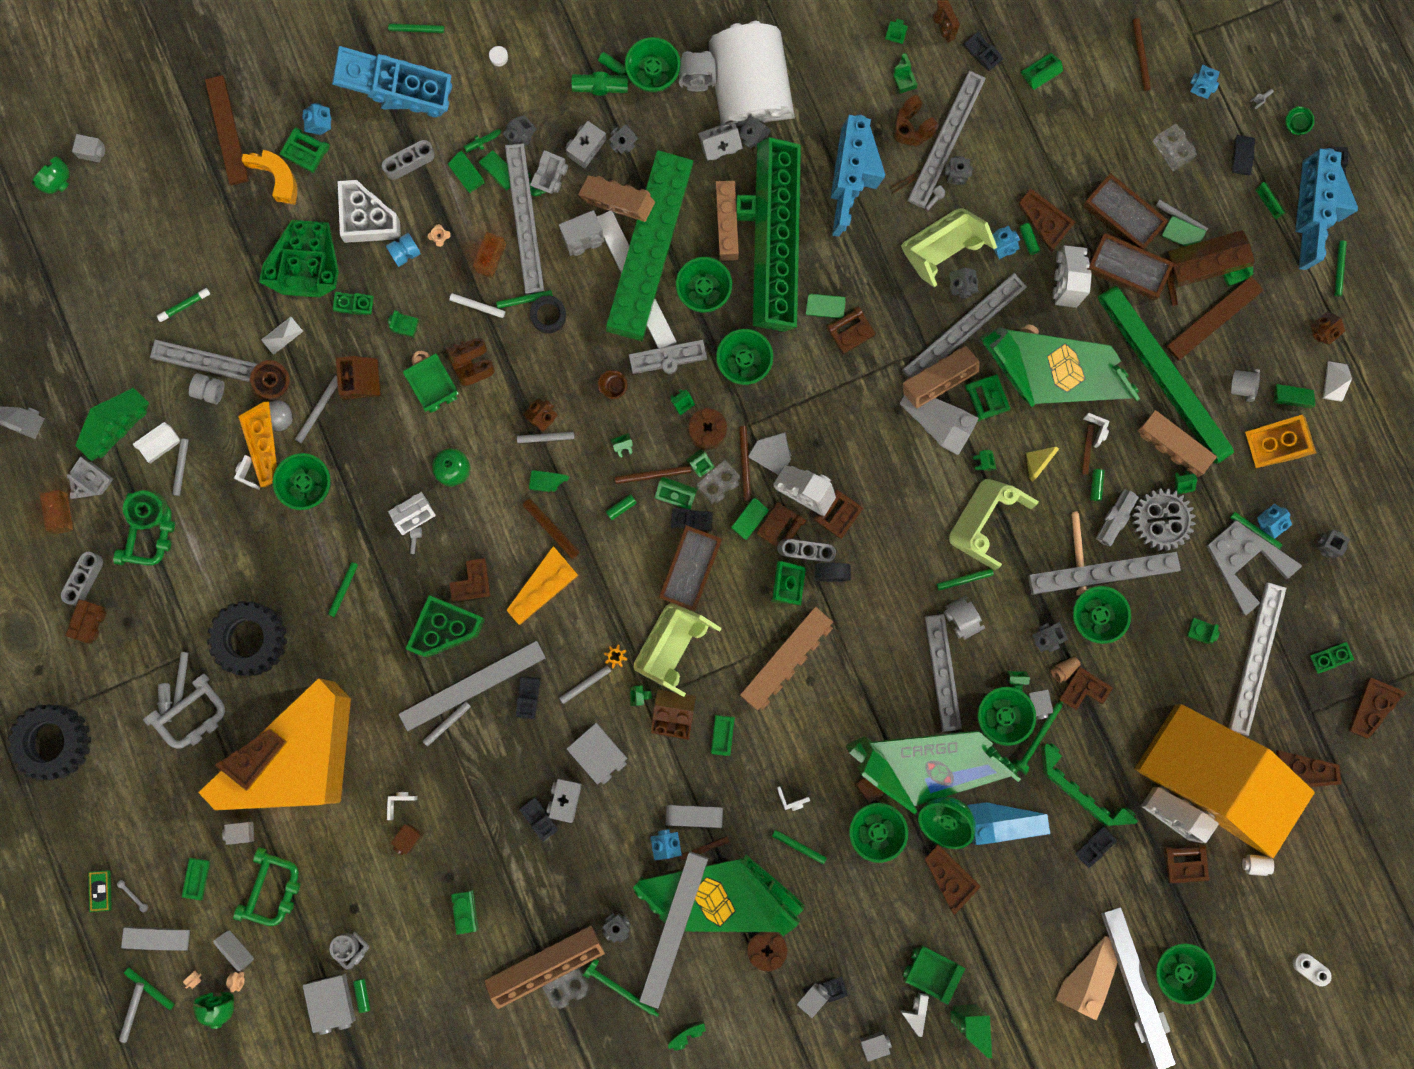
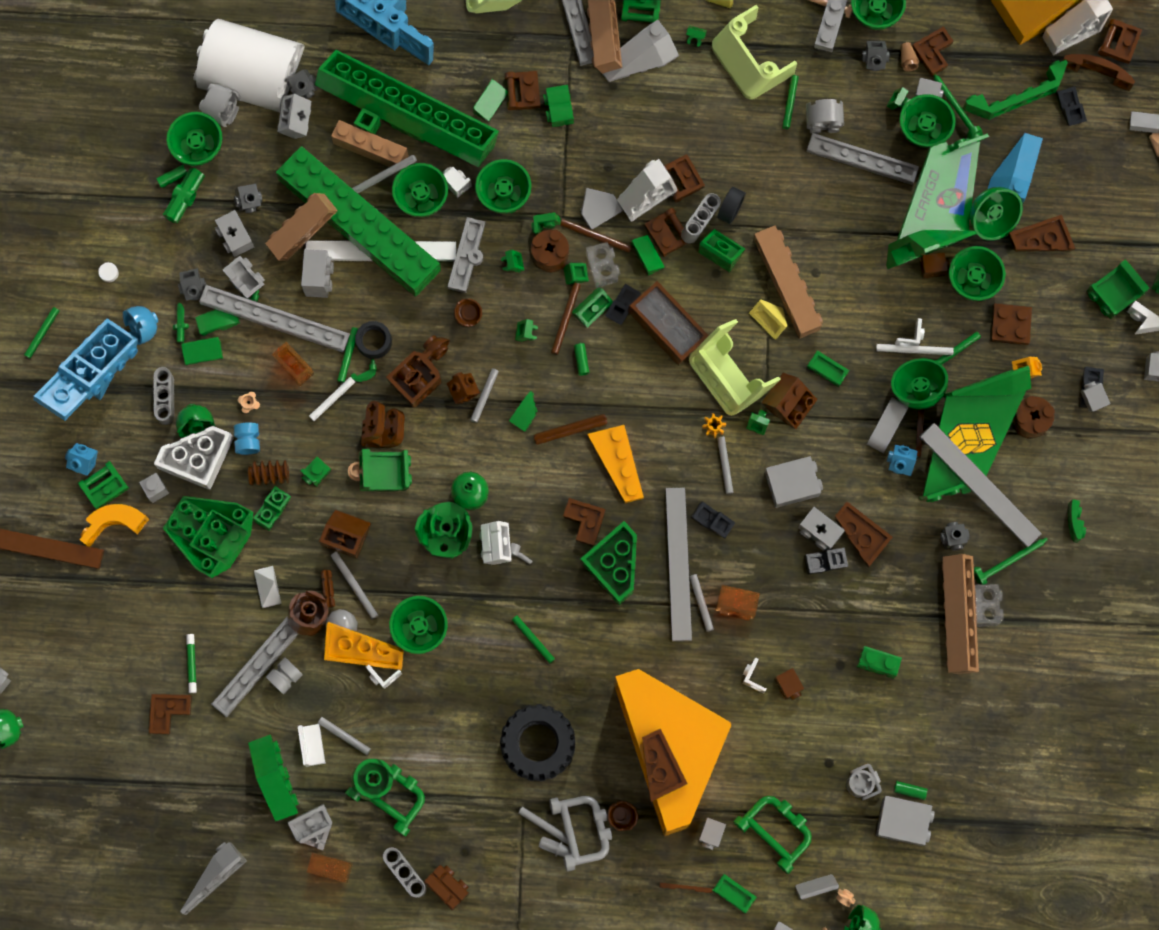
camera: 60 degrees left, 5 degrees down
(133, 301) = (163, 707): none -> reddish brown plate
(186, 847) = (697, 889): none -> reddish brown piece
(217, 745) = (622, 815): none -> reddish brown hair
(303, 387) = (327, 586): none -> reddish brown axle
(321, 193) = (154, 487): none -> light grey brick
(381, 285) = (268, 472): none -> reddish brown piece
(396, 451) = (431, 531): none -> green piece
(397, 196) = (193, 420): none -> green cylinder
(460, 756) = (737, 602): none -> clear orange brick
(463, 107) = (141, 323): none -> dark azure cylinder
(514, 325) = (366, 375): none -> green piece
(532, 369) = (416, 375): none -> reddish brown brick
(580, 842) = (862, 532): none -> reddish brown wing
(704, 246) = (384, 174): none -> light grey bar
(730, 407) = (547, 221): none -> green bracket
(732, 313) = (456, 181): none -> white brick
(745, 659) = (769, 317): none -> light yellow slope
(746, 819) = (920, 383): none -> green piece
(779, 807) = (914, 349): none -> white bar
(811, 922) = (1033, 363): none -> light orange brick
(850, 887) = (1011, 324): none -> reddish brown plate
(851, 370) = (560, 106): none -> green brick
(1148, 882) = (1100, 65): none -> reddish brown slope

